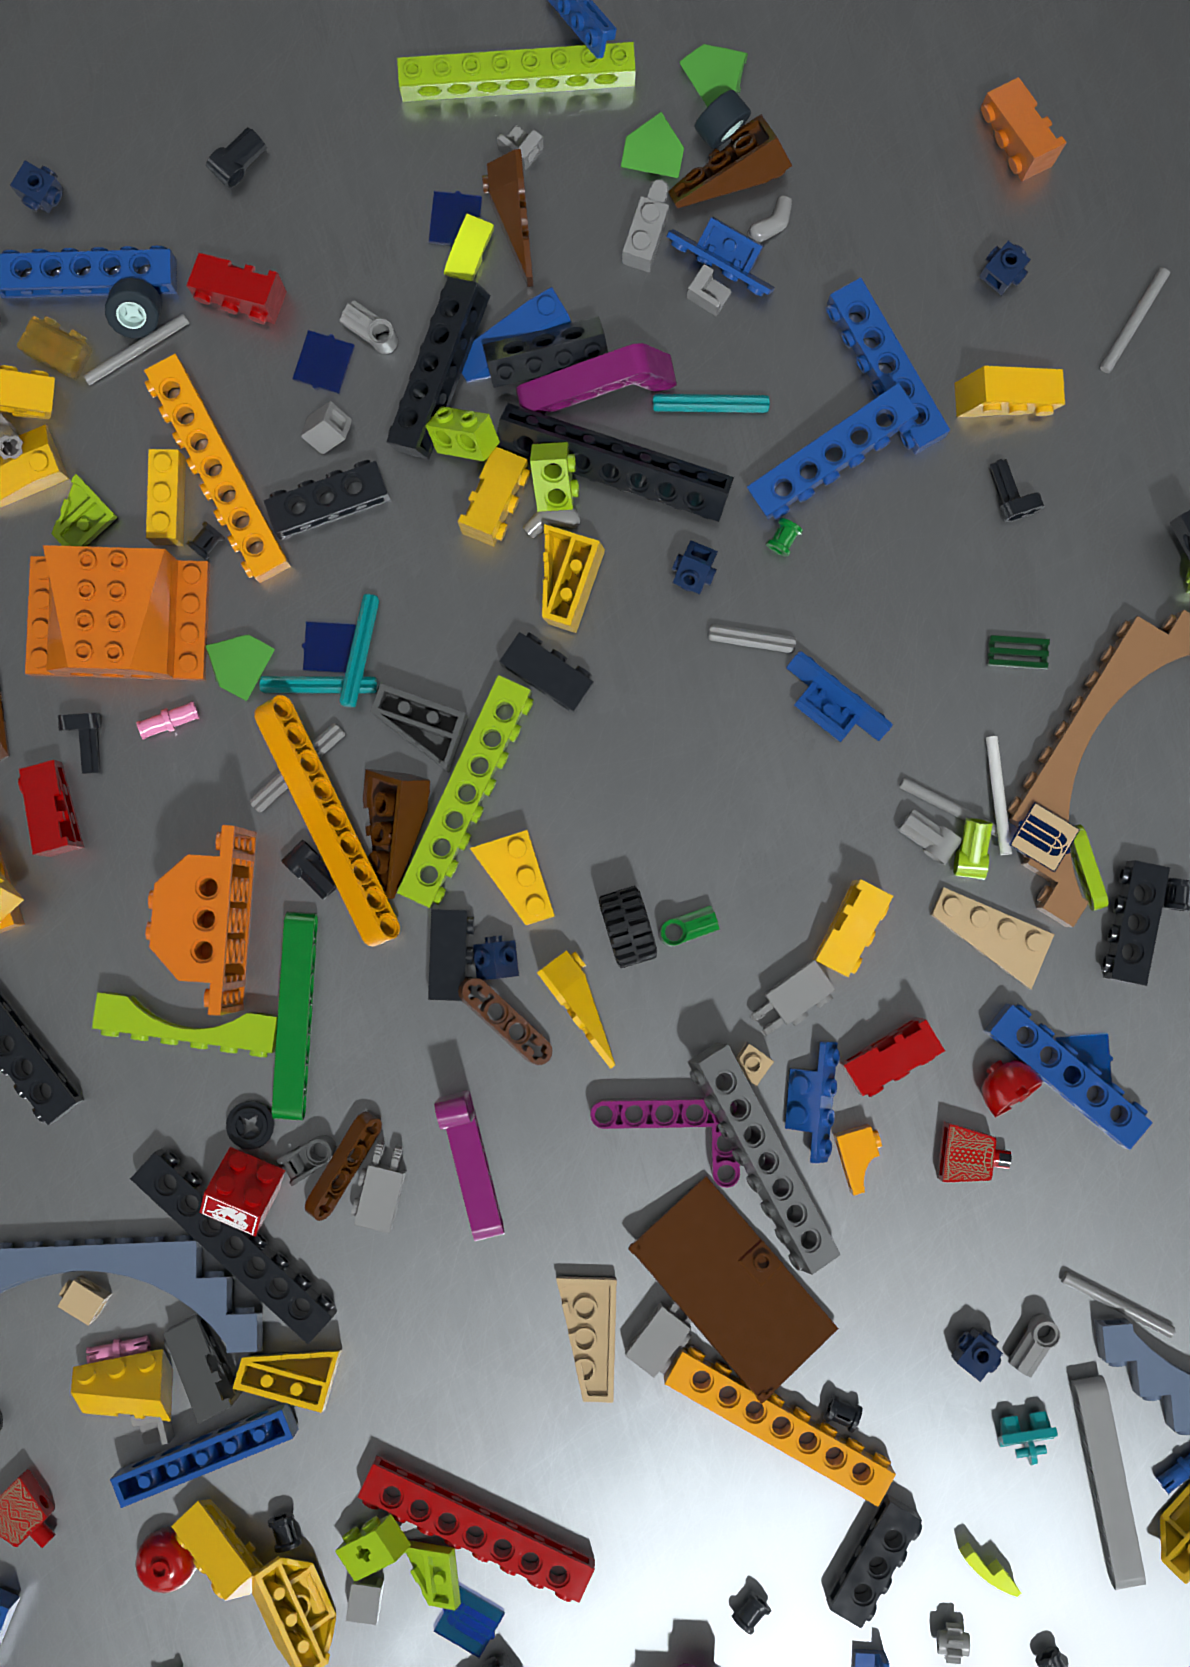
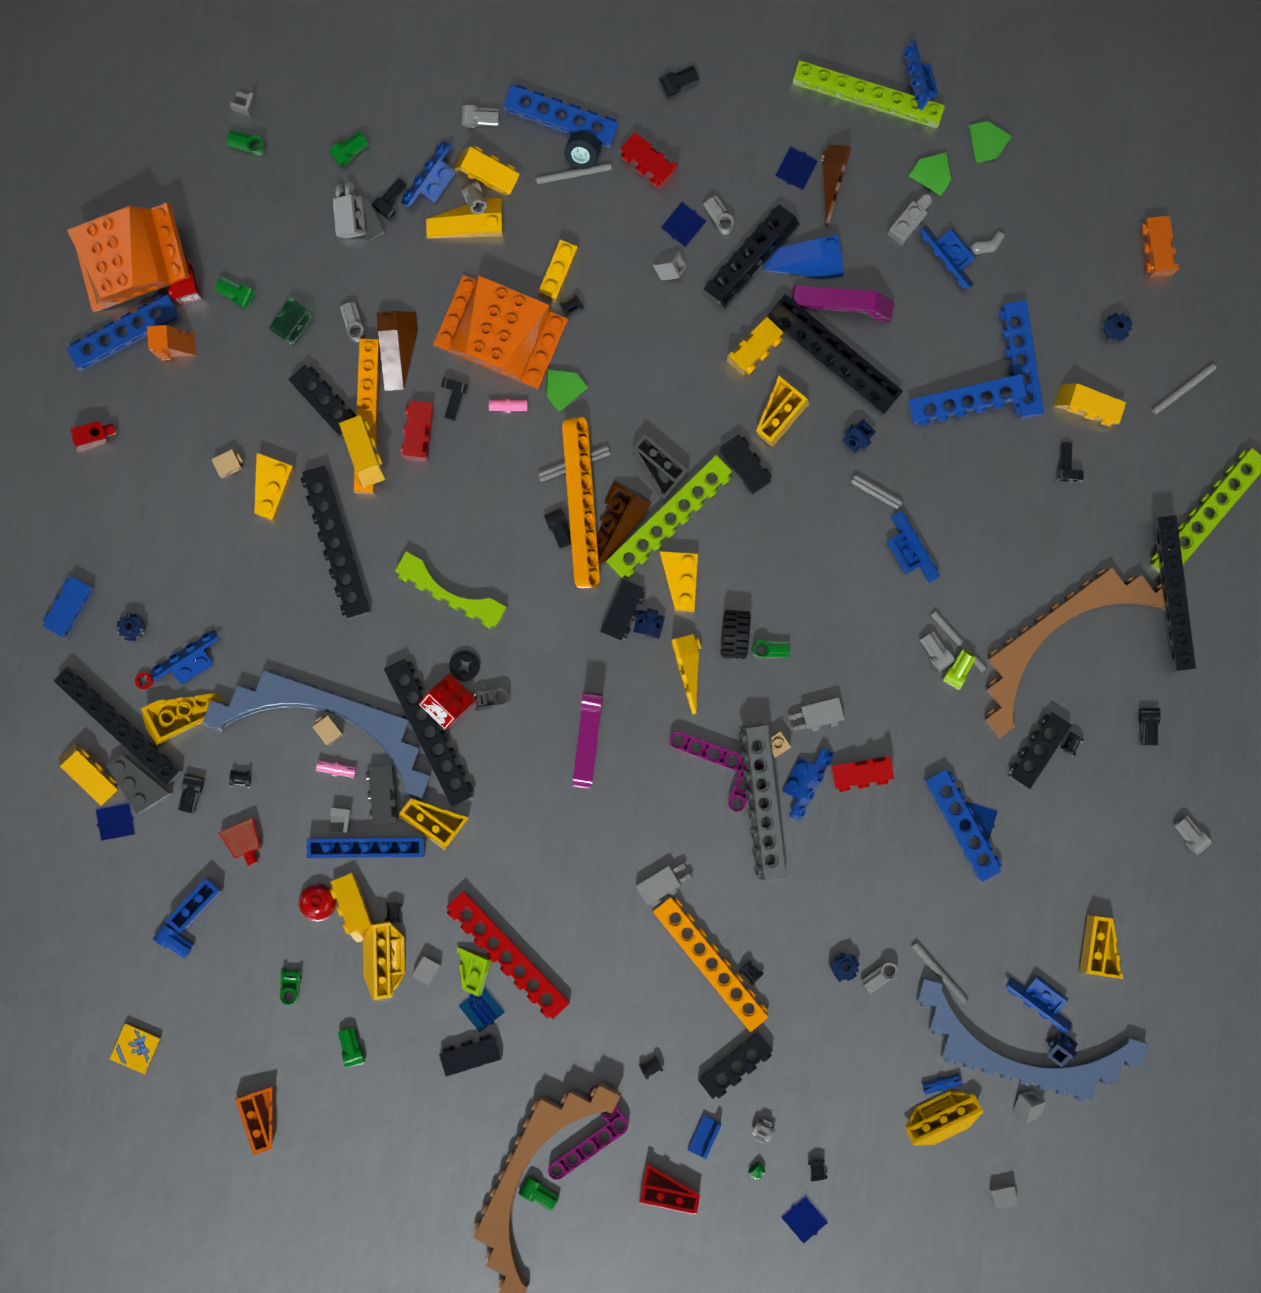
camera: 20 degrees right, 0 degrees up
(37, 187) = (552, 54): dark blue brick -> none
(55, 347) = (525, 154): clear yellow brick -> none
(81, 516) = (502, 263): lime wing -> none
(125, 1385) = (334, 788): yellow wedge -> none
(172, 374) = (591, 198): light orange brick -> none
(205, 917) = (488, 532): orange wedge -> none
(294, 1016) = (516, 611): green beam -> none
(312, 684) = (605, 418): teal axle -> none
(327, 646) = (621, 399): clear blue piece -> none
(327, 1194) = (495, 724): reddish brown beam -> none
(343, 504) = (644, 315): black brick -> none
(359, 650) = (638, 408): teal axle -> none
(372, 1547) = (443, 940): lime brick -> none
(380, 1191) = (527, 735): light grey hinge -> none
(462, 433) = (751, 302): lime brick -> none
(468, 248) = (797, 190): neon yellow slope -> none
(506, 1020) = (639, 663): reddish brown beam -> none
(530, 144) = (853, 138): light grey panel -> none
(544, 351) = (819, 272): black brick -> none
(551, 477) = (794, 349): lime brick -> none
(558, 518) = (784, 372): light grey arm -> none
(591, 1323) = (621, 864): tan wing -> none
(707, 291) = (932, 272): light grey panel -> none
(711, 403) = (907, 340): teal axle -> none
(722, 119) = (981, 171): black wheel -> none
(733, 1289) = (714, 872): reddish brown door -> none
(747, 161) = (985, 202): reddish brown wedge -> none
(784, 537) = (919, 438): green bush -> none
(853, 927) = (869, 688): yellow wedge -> none
(856, 1151) = (818, 821): light orange arch -> none
(969, 1155) = (886, 849): red torso -> none
(993, 1573) = (804, 1101): neon yellow slope -> none
(998, 795) = (987, 643): white bar -> none
(1000, 937) = (954, 726): tan wing -> none
(1008, 1085) = (925, 816): red cylinder -> none
(1040, 1431) = (854, 1030): teal hips -> none
(1043, 653) = (1049, 568): dark green tile -> none
(1044, 837) = (1003, 677): piece -> none
(1088, 871) = (1023, 706): lime beam -> none
(1108, 1482) = (892, 1073): light grey beam -> none

